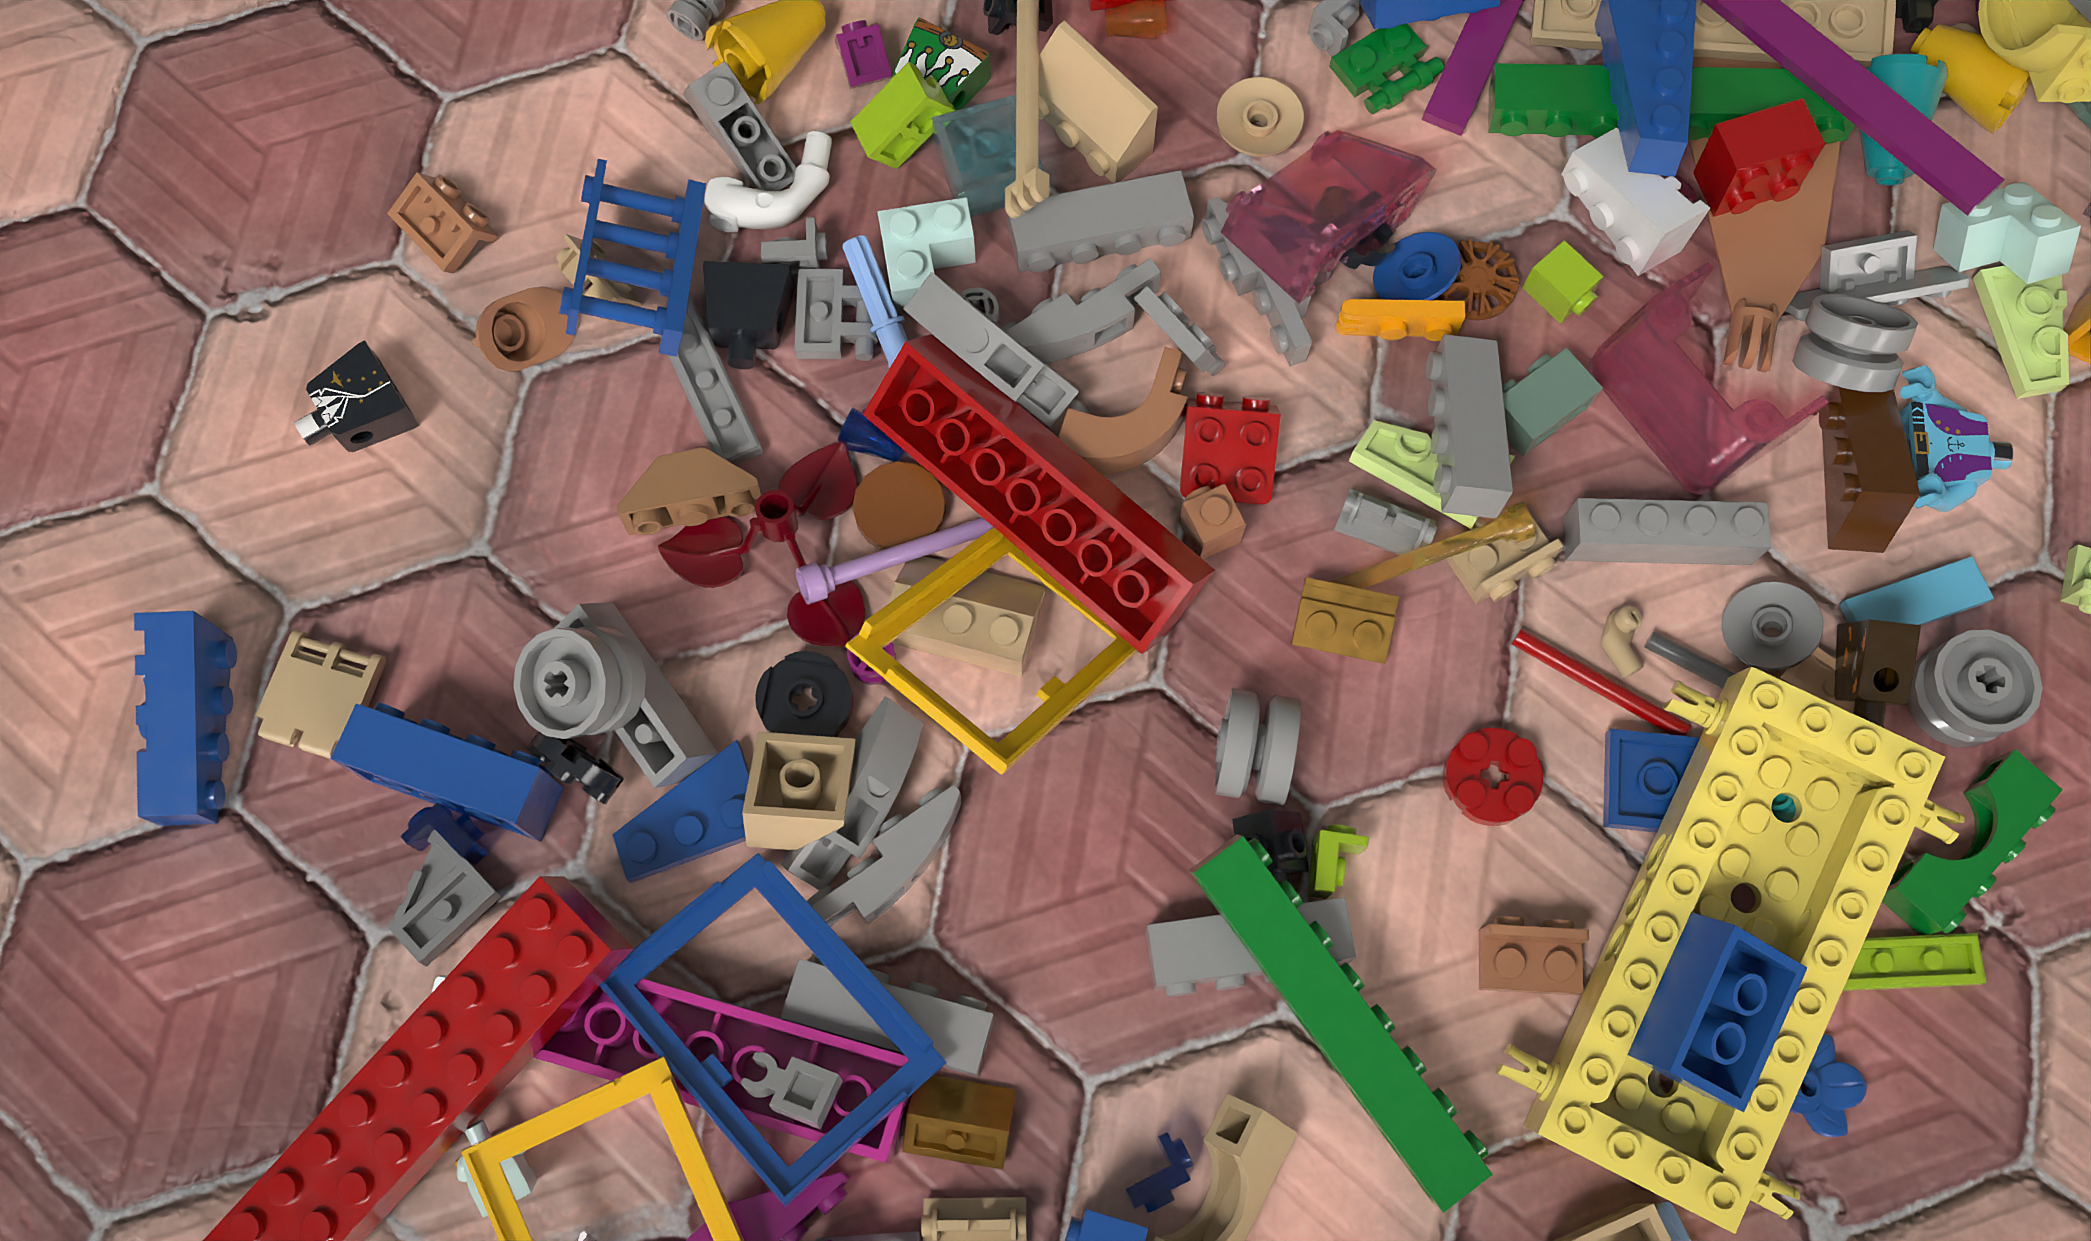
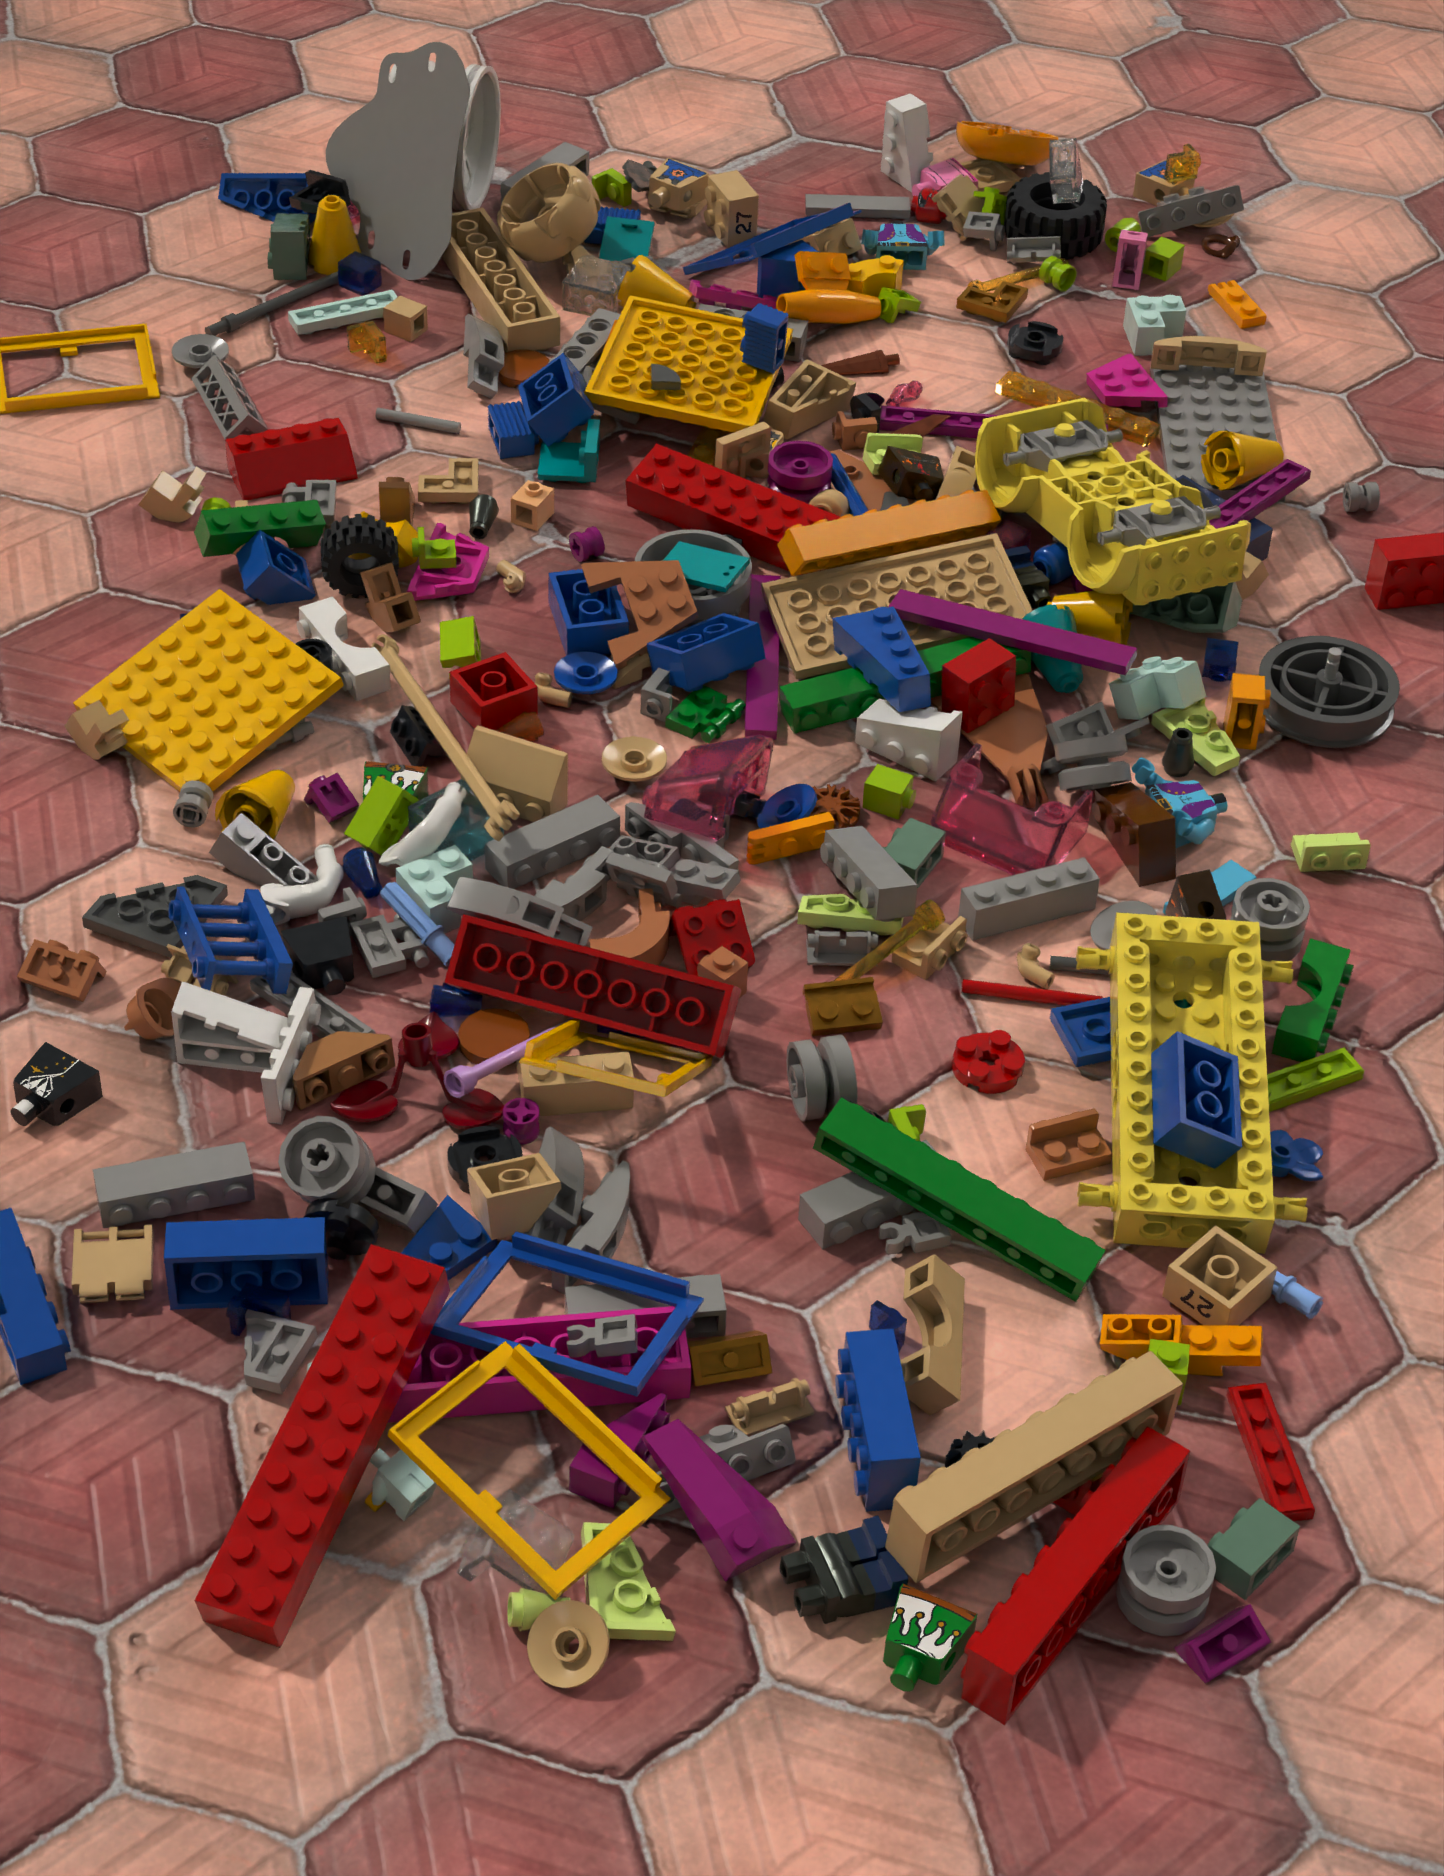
camera: 25 degrees left, 30 degrees down
(424, 611) = (174, 1184): none -> light grey brick
(557, 159) = (144, 916): none -> dark grey plate
(582, 397) = (223, 1031): none -> white wedge
(635, 452) = (278, 1081): none -> white wing
(851, 188) = (362, 870): none -> clear blue cone
(939, 174) = (430, 832): none -> white piece
(1220, 313) = (692, 878): none -> light grey slope
(1277, 1025) = (916, 1230): none -> light grey plate
(1984, 353) = (1179, 753): none -> pearl dark grey cone

